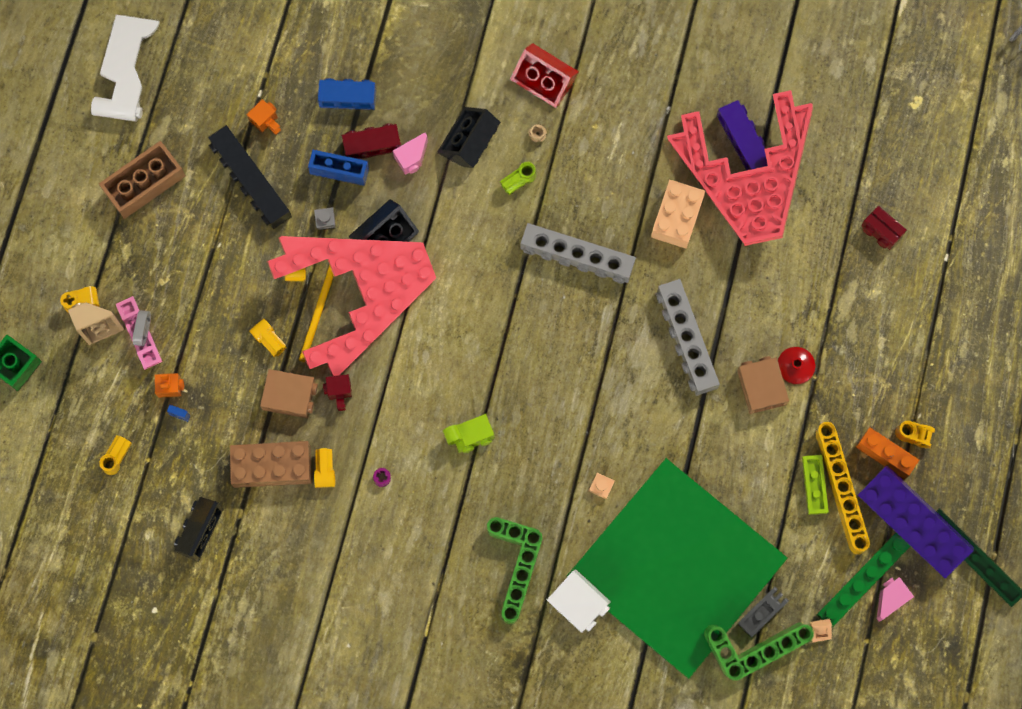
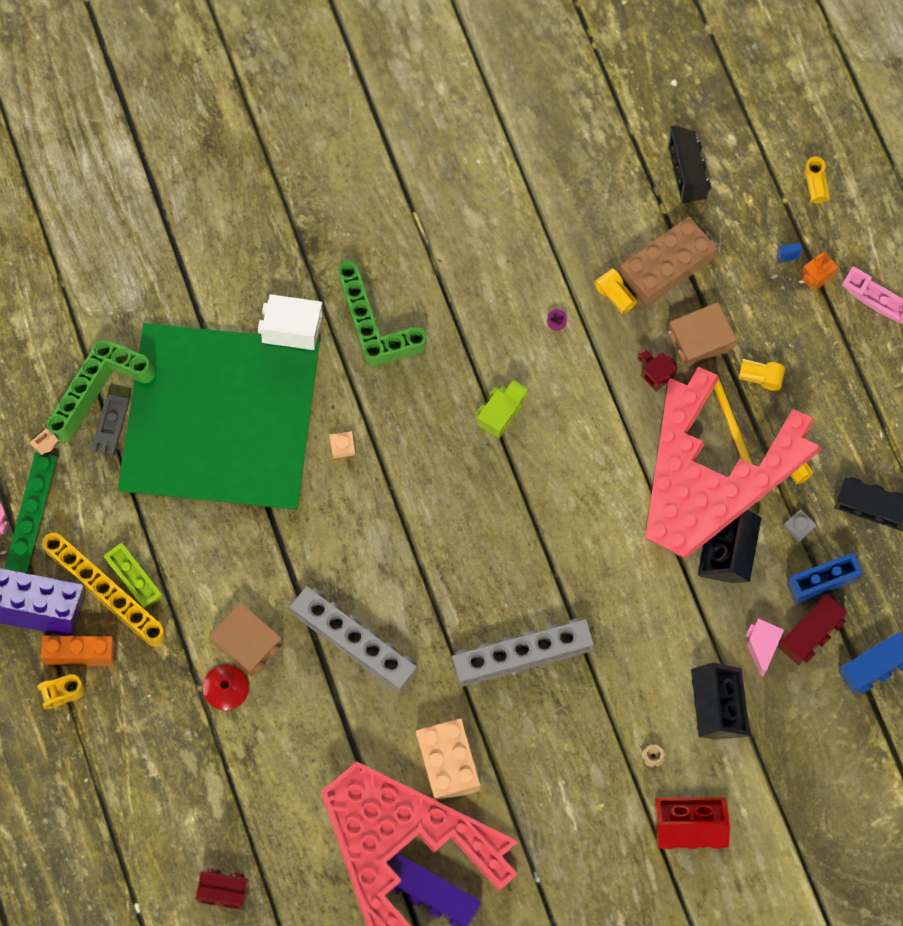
camera: 145 degrees right, 5 degrees down
(141, 328) = (886, 302): light grey beam -> none
(518, 179) = (637, 691): lime piece -> none

